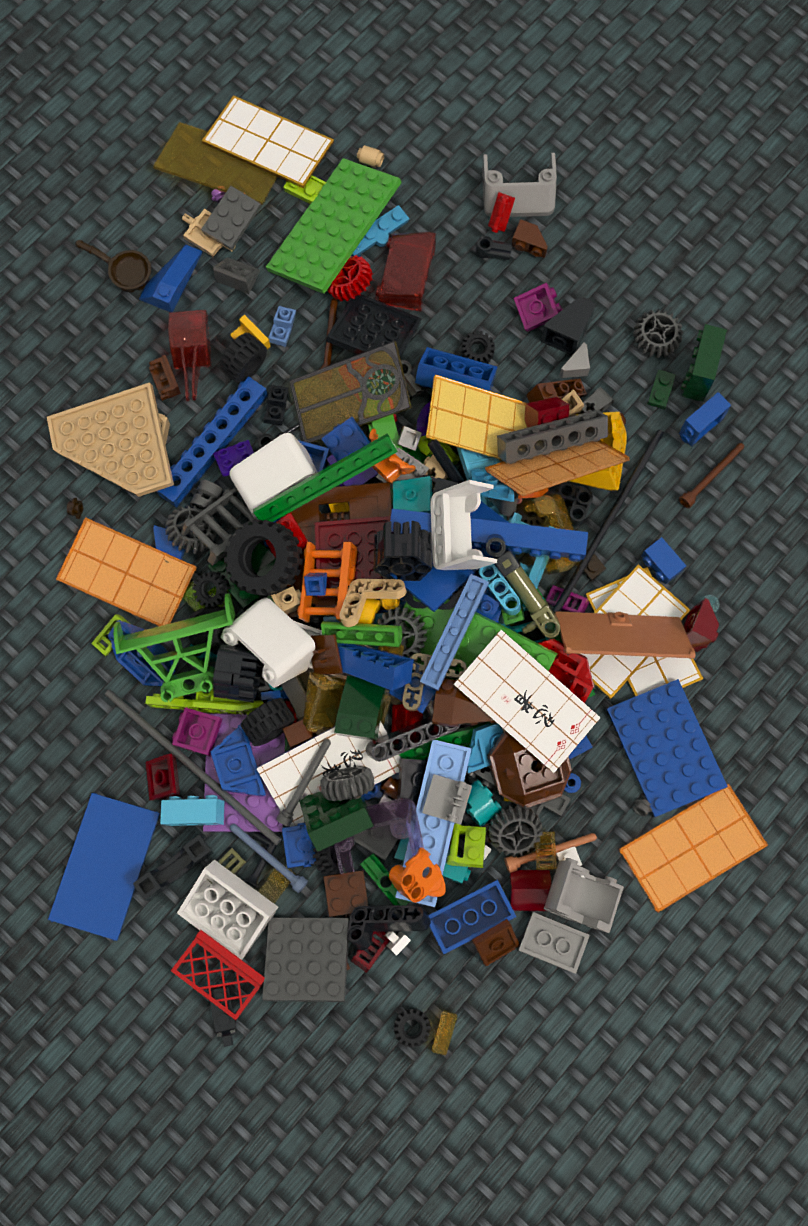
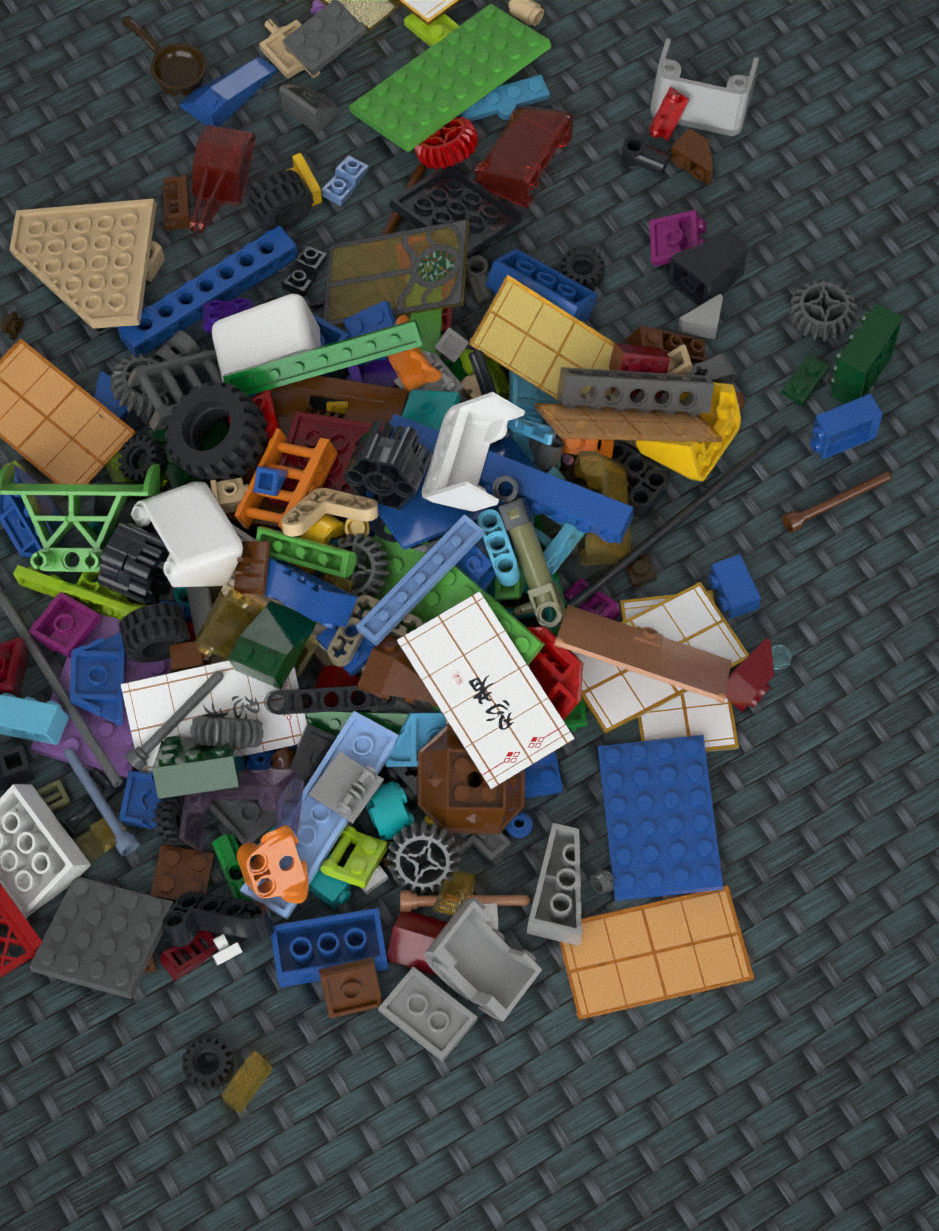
camera: 20 degrees right, 10 degrees down
(616, 825) = (558, 895): none -> light grey wedge

